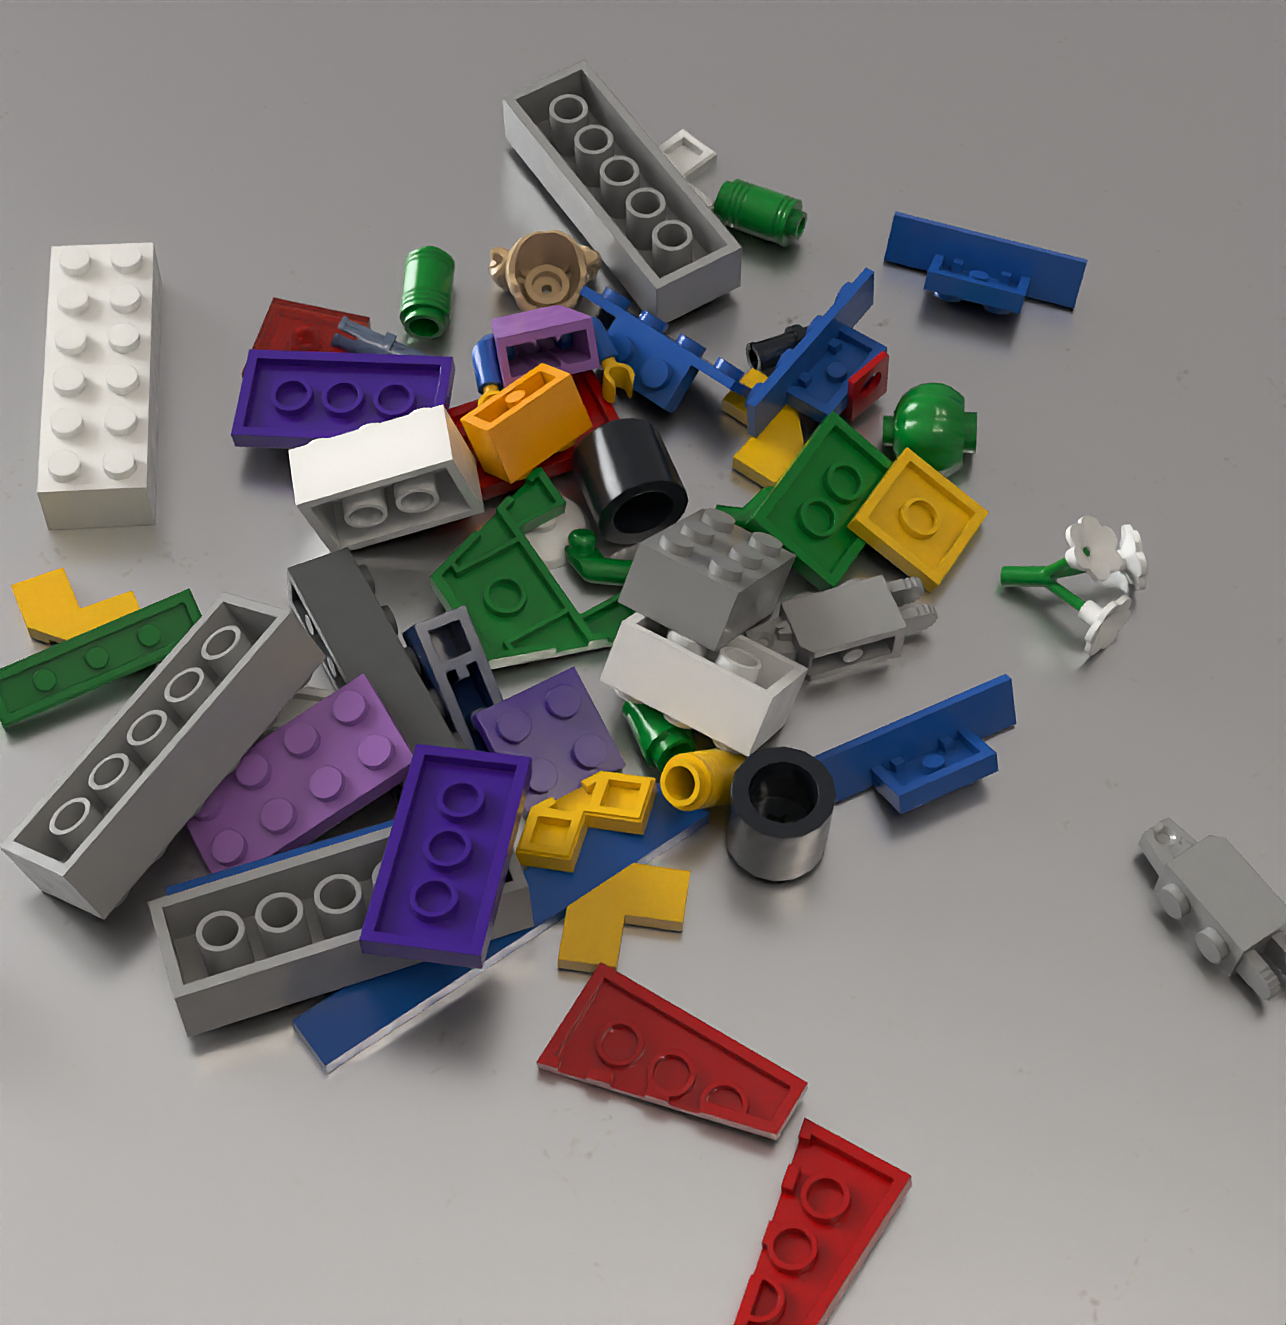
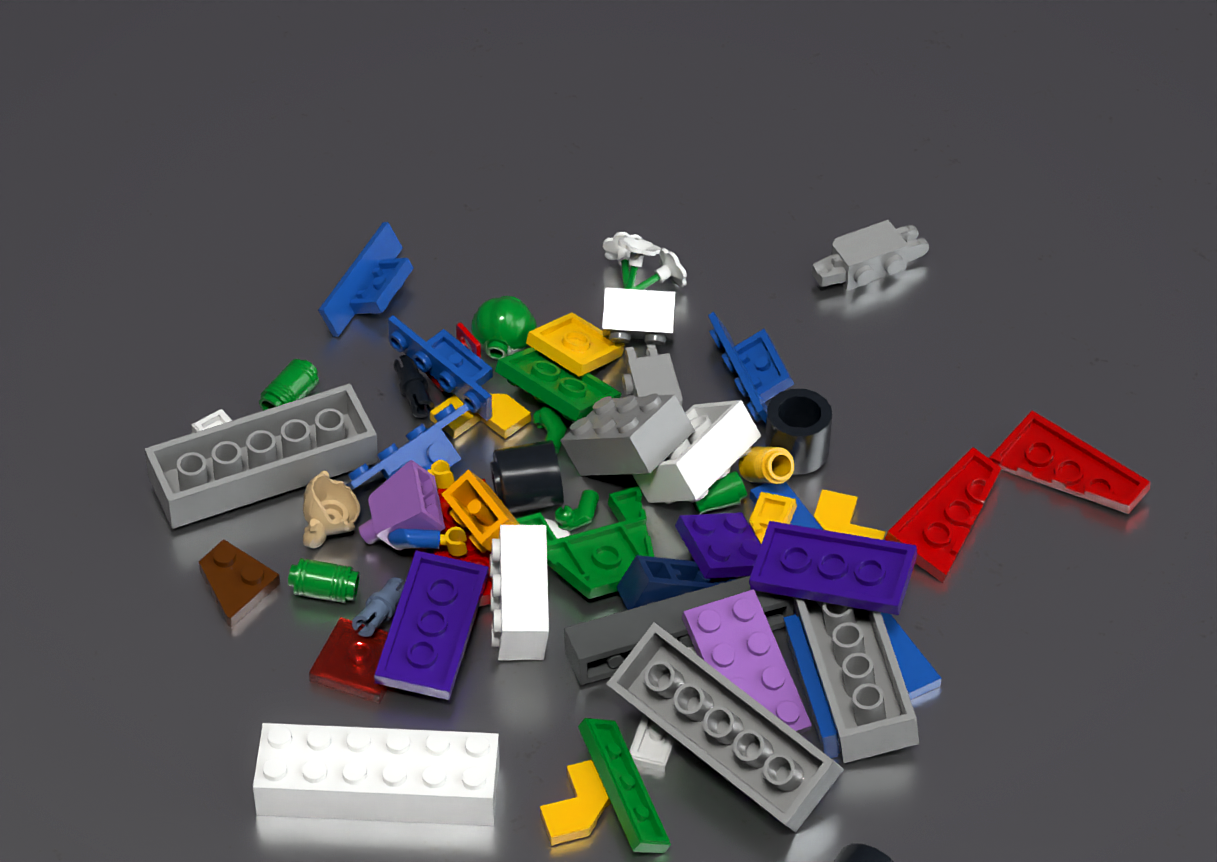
camera: 80 degrees left, 10 degrees down
(426, 209) = (236, 580): none -> reddish brown wing
(970, 579) = (639, 315): none -> brick

